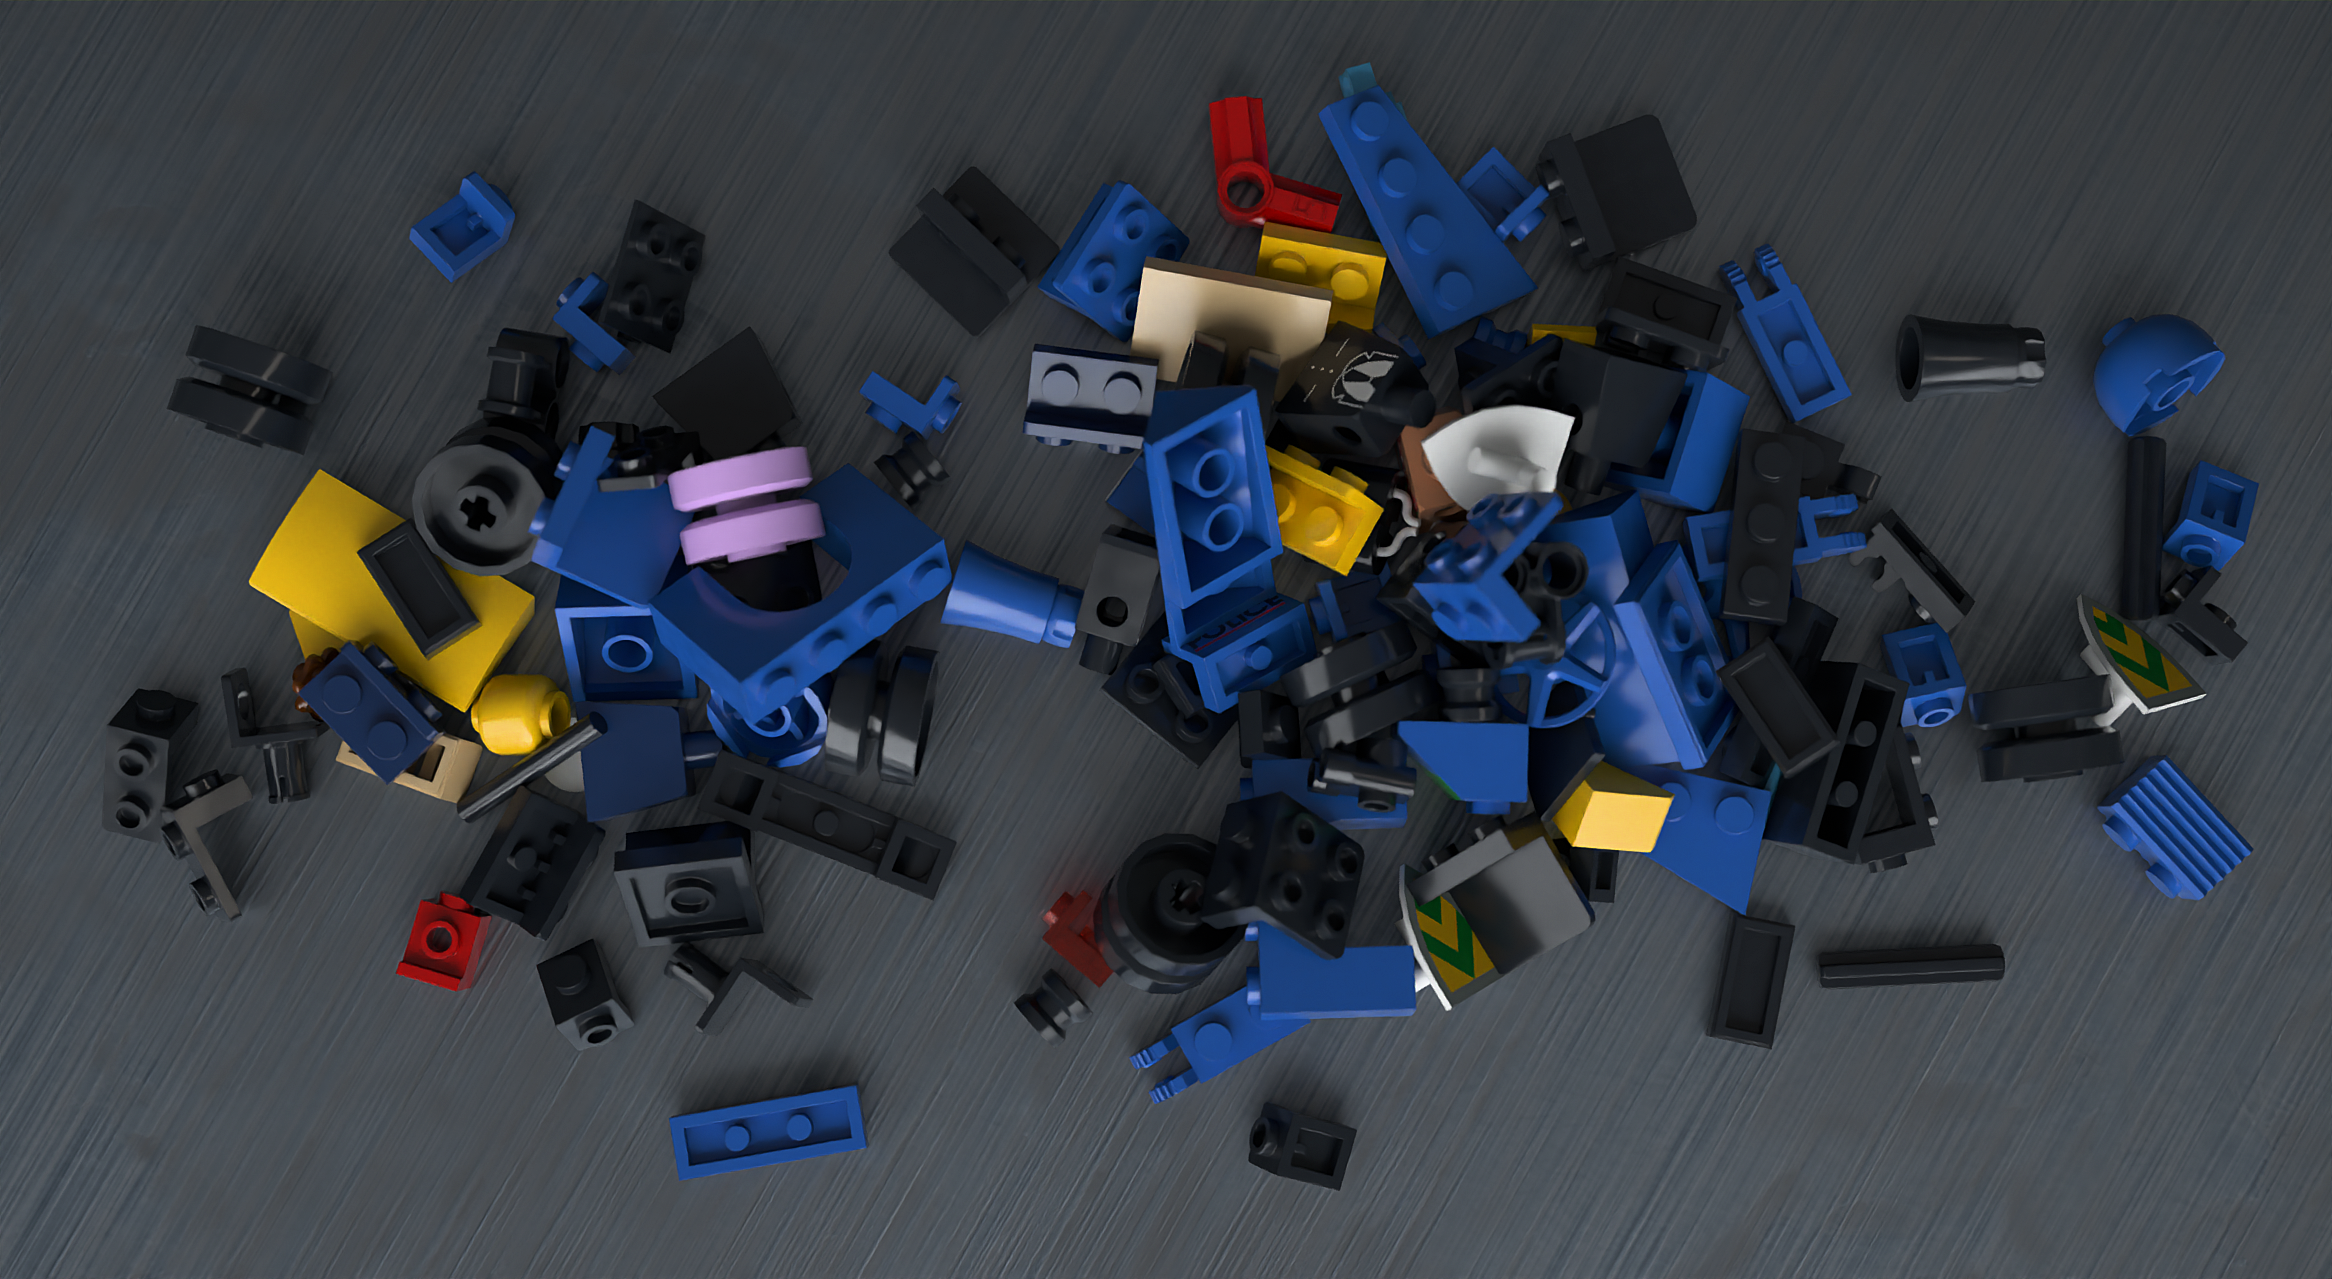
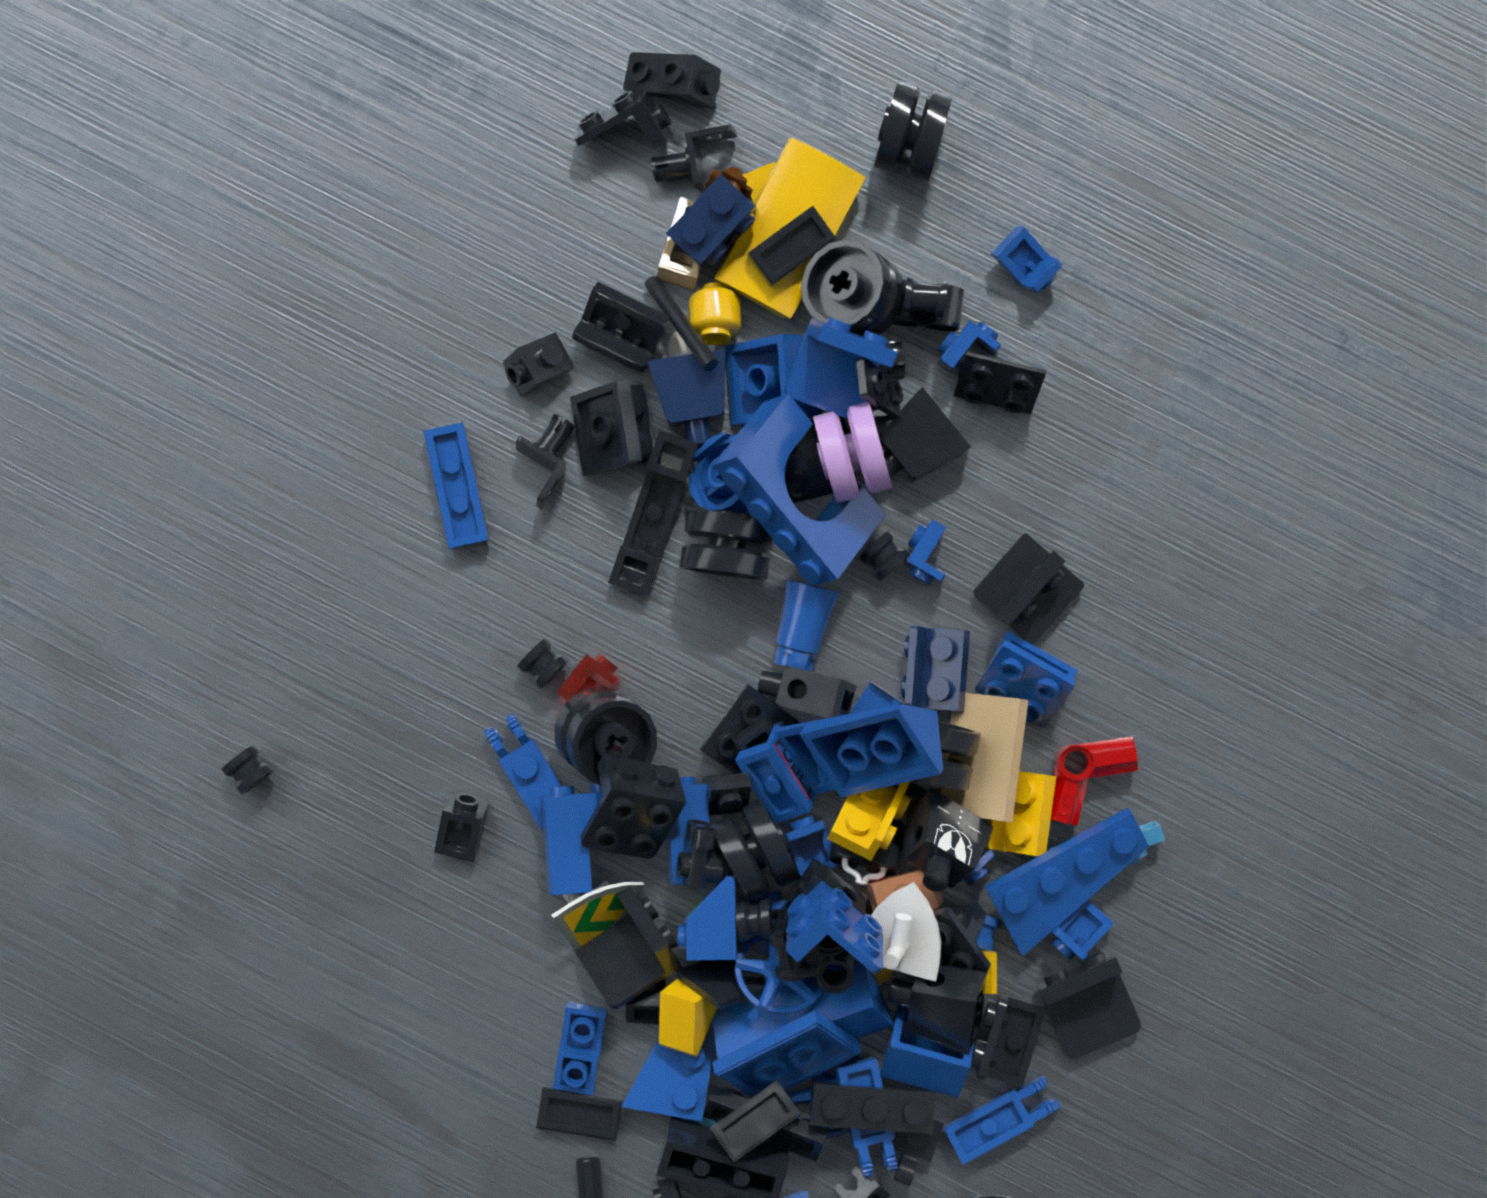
camera: 90 degrees right, 0 degrees up
(457, 965) = (553, 282): red brick -> none
(1651, 975) = (580, 1048): none -> blue slope

